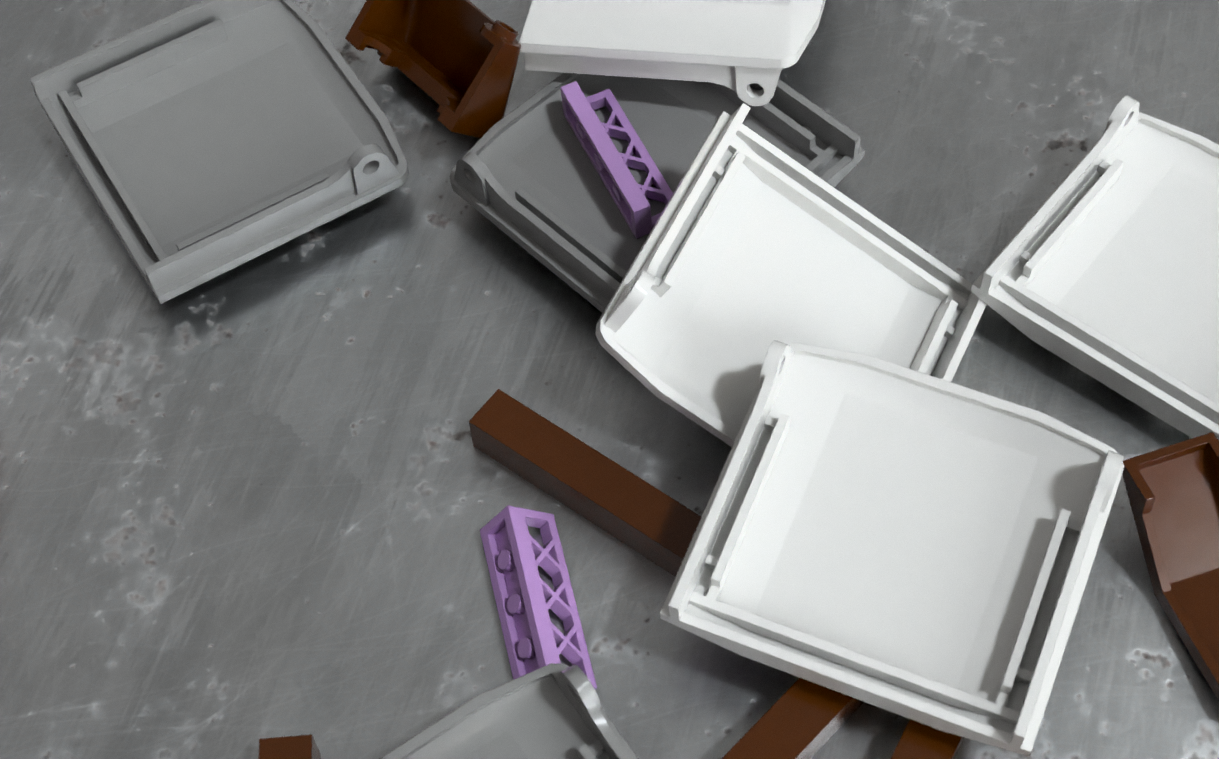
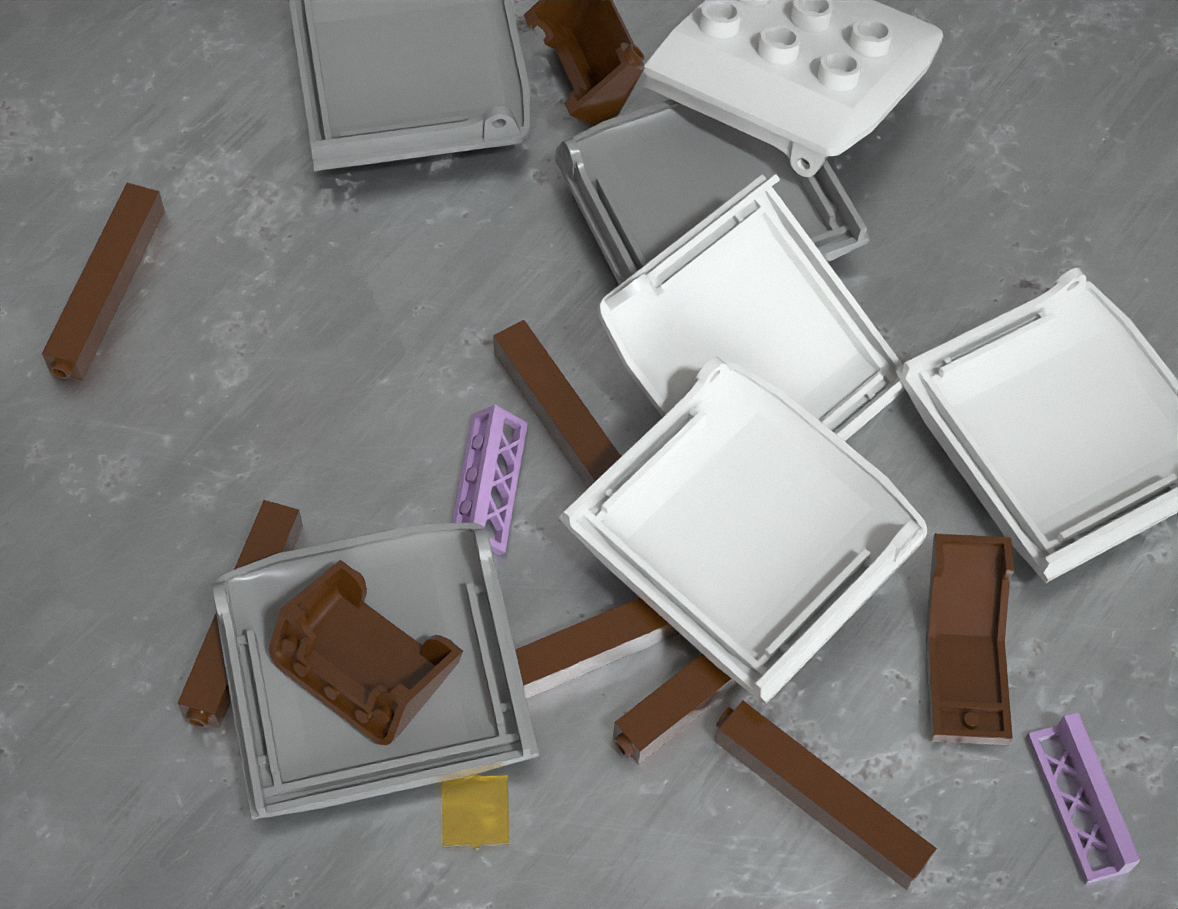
camera: 15 degrees right, 5 degrees up
(611, 164) = (674, 157): lavender fence -> none

